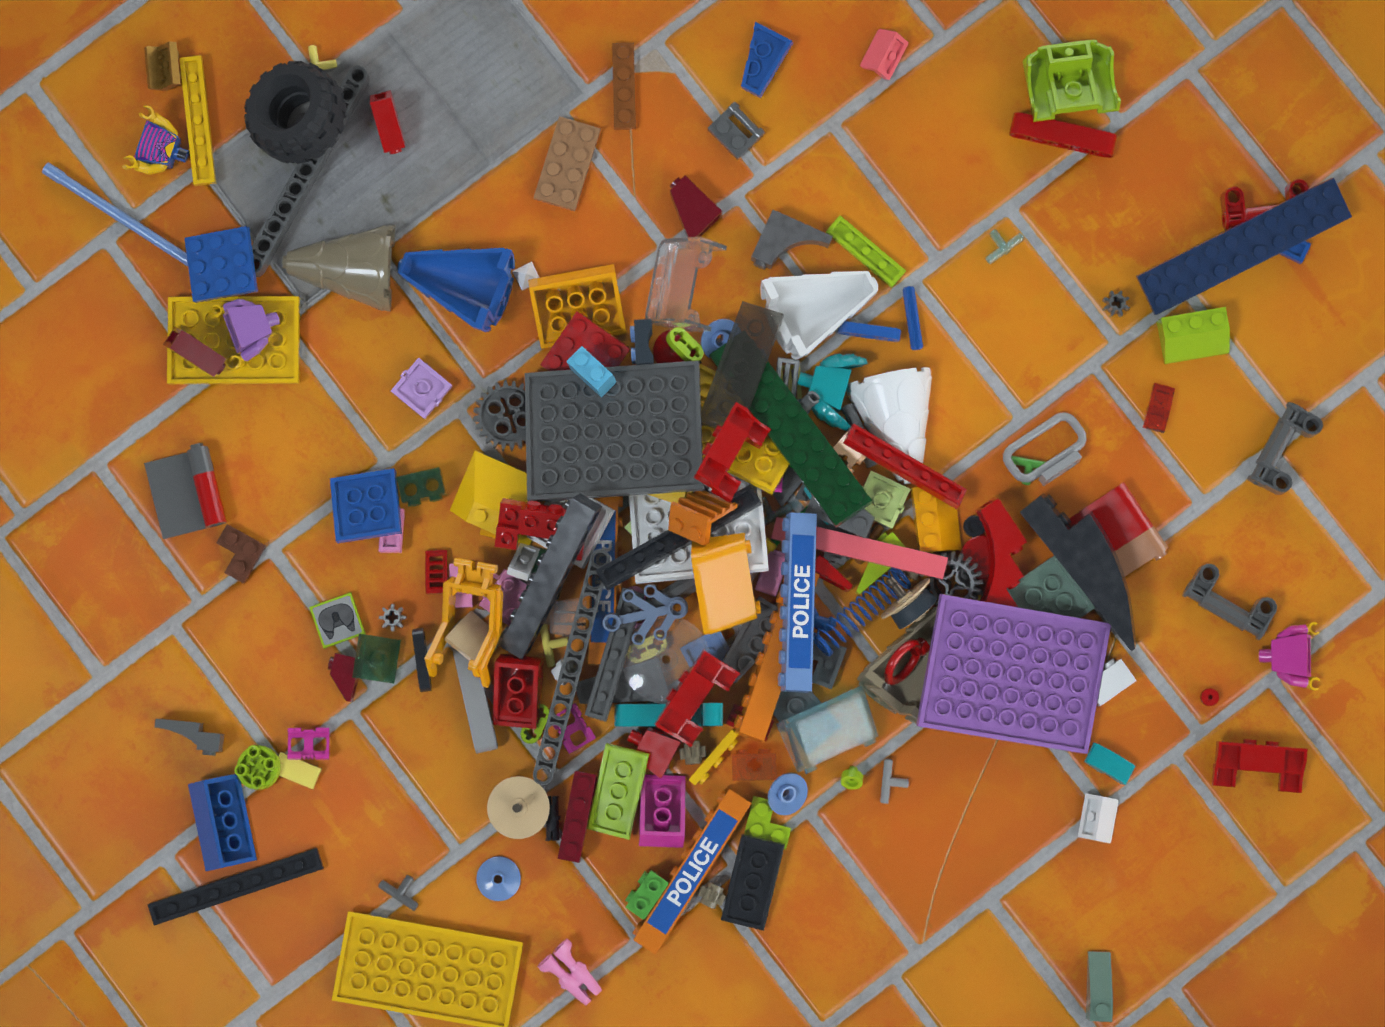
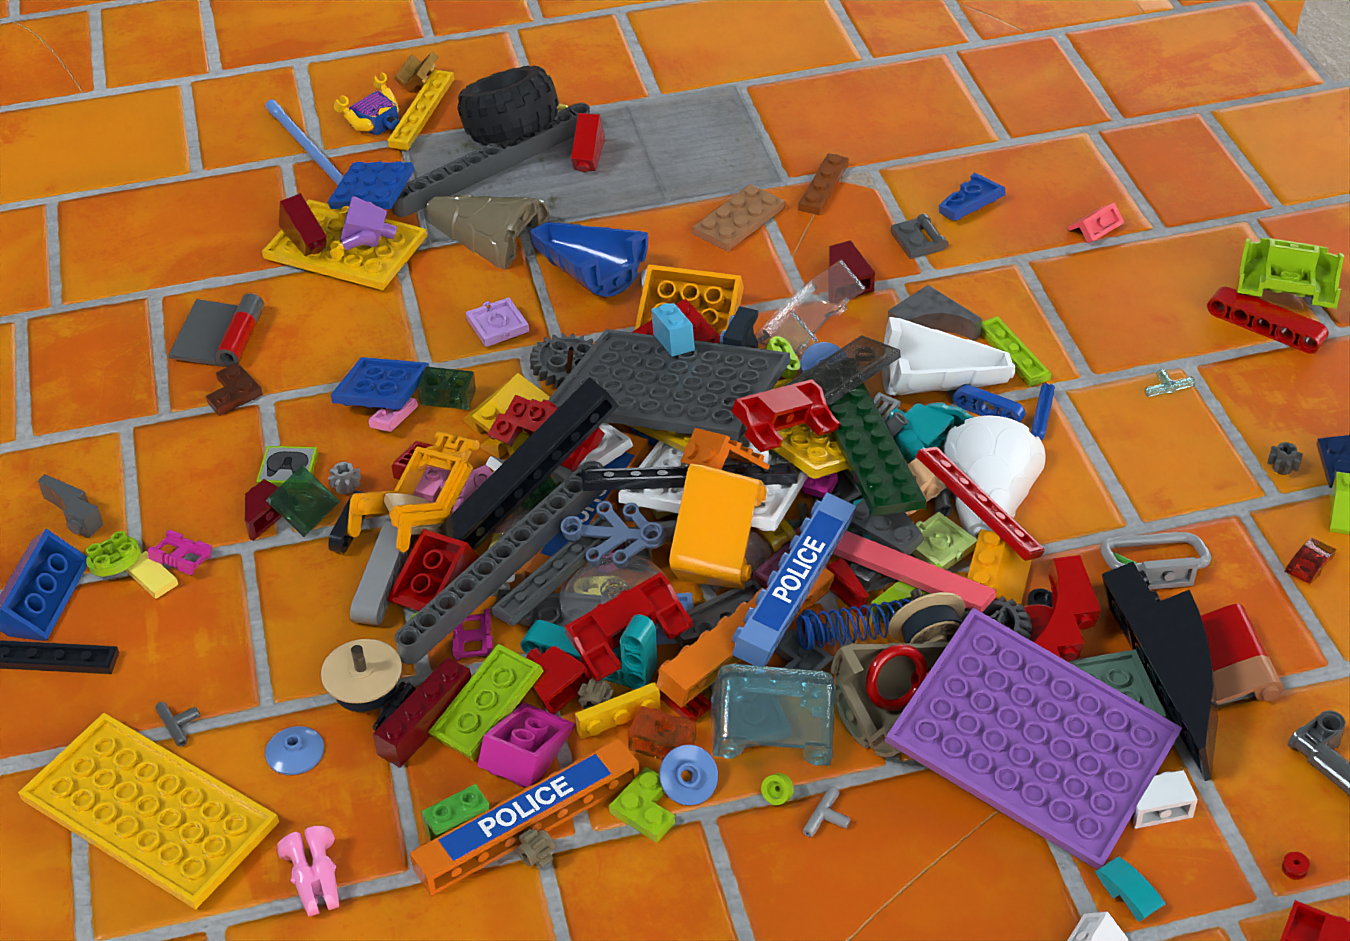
camera: 25 degrees right, 40 degrees down
(752, 882) = (595, 854): black tile -> none

